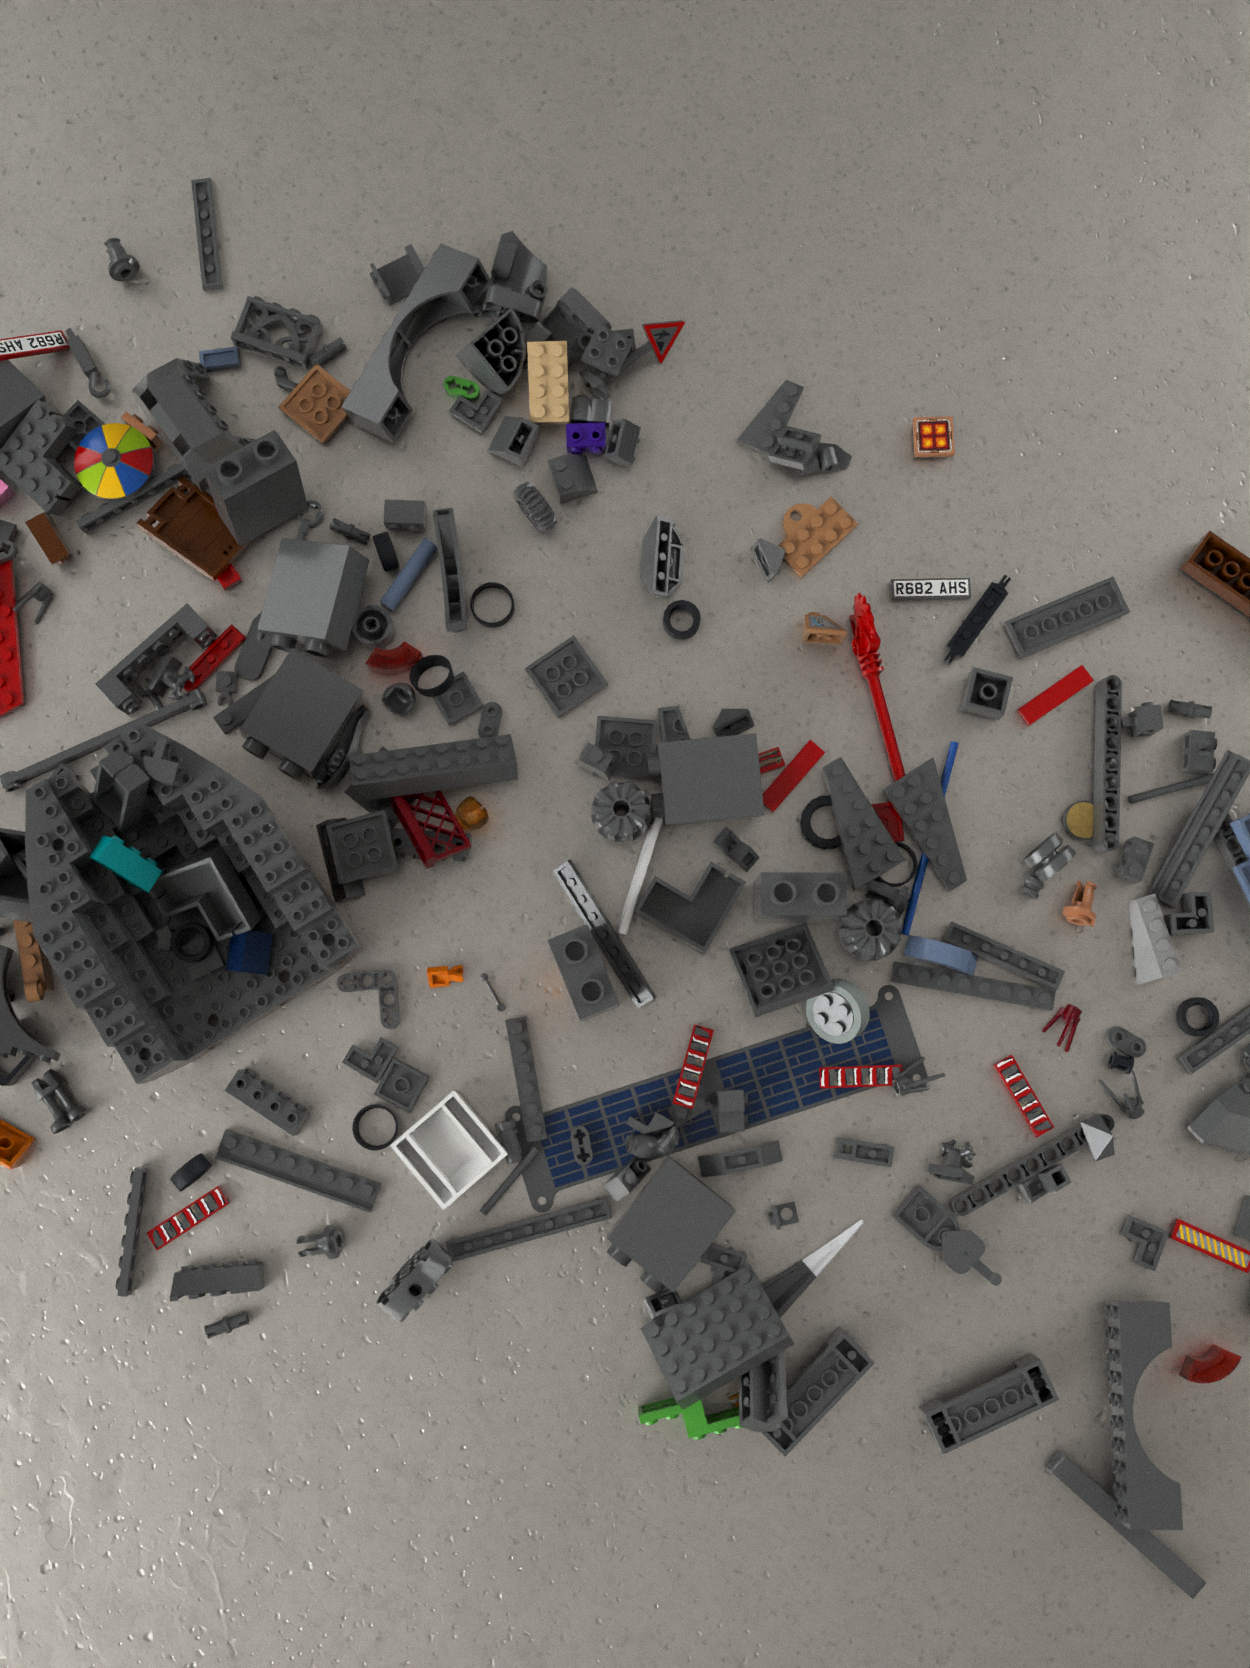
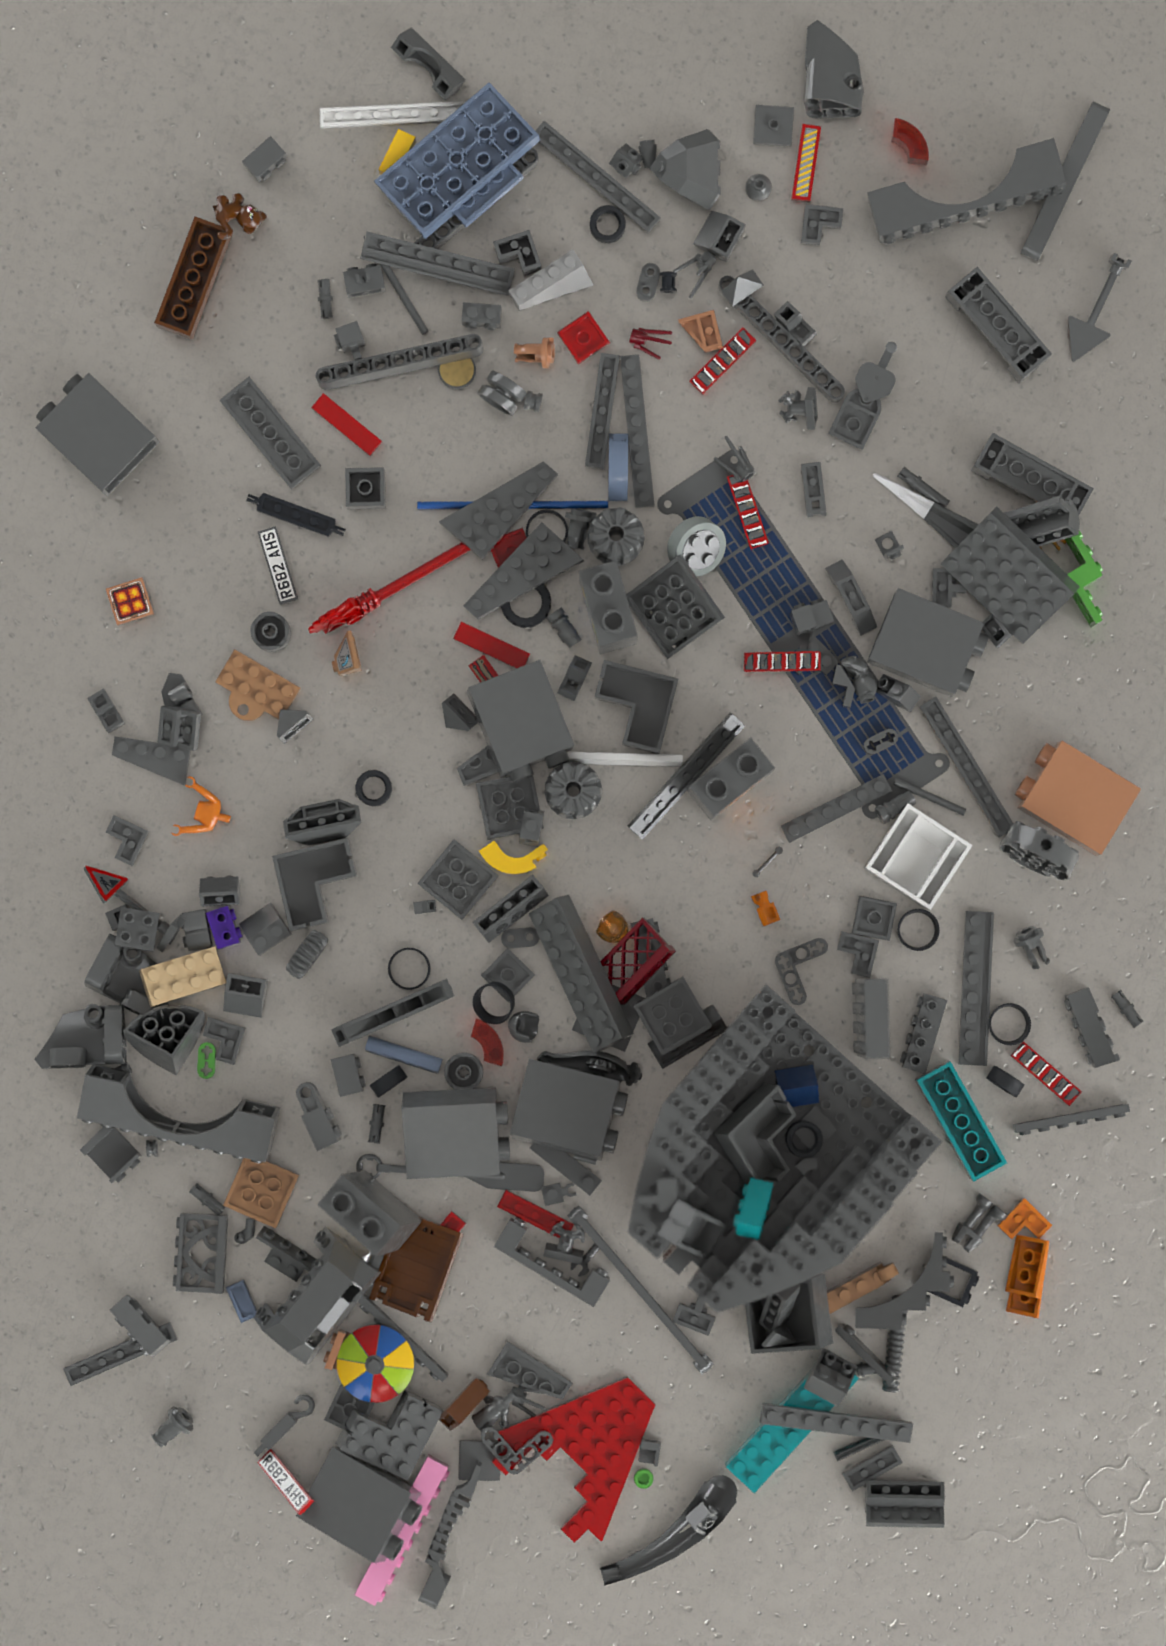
camera: 100 degrees left, 5 degrees up
(31, 562) = (497, 1408): none -> dark grey piece
(49, 1150) = (1024, 1215): none -> orange plate
(64, 605) = (522, 1369): none -> dark grey wing
(164, 1113) = (961, 1121): none -> teal brick
(225, 253) = (140, 1326): none -> dark grey wedge
(230, 1199) = (1027, 1028): none -> black tyre
(251, 409) = (285, 1255): none -> dark grey bracket
(290, 1047) = (871, 1018): none -> dark grey brick
(319, 795) = (635, 1074): none -> dark grey plant
(371, 473) = (318, 1118): none -> dark grey brick
(391, 312) = (152, 1148): none -> dark grey bush
(462, 1338) = (1076, 796): none -> nougat brick
(521, 718) = (510, 908): none -> dark grey brick
(548, 636) = (424, 906): none -> dark grey piece
(568, 726) = (500, 861): none -> yellow arch
(611, 523) = (302, 874): none -> dark grey piece
(699, 376) = (132, 837): none -> dark grey plate
(704, 452) = (206, 812): none -> orange piece
(788, 854) = (565, 629): none -> dark grey axle
(831, 387) = (106, 710): none -> dark grey slope
(834, 1269) = (922, 487): none -> dark grey pin
(856, 566) = (264, 640): none -> dark grey brick
(952, 1496) = (1085, 335): none -> dark grey piece
(1061, 1085) = (703, 330): none -> nougat wing
(1084, 958) = (583, 337): none -> red tile
(1110, 446) = (96, 432): none -> dark grey brick
(1157, 1131) = (720, 235): none -> dark grey slope
(1198, 1187) = (758, 187): none -> dark grey brick

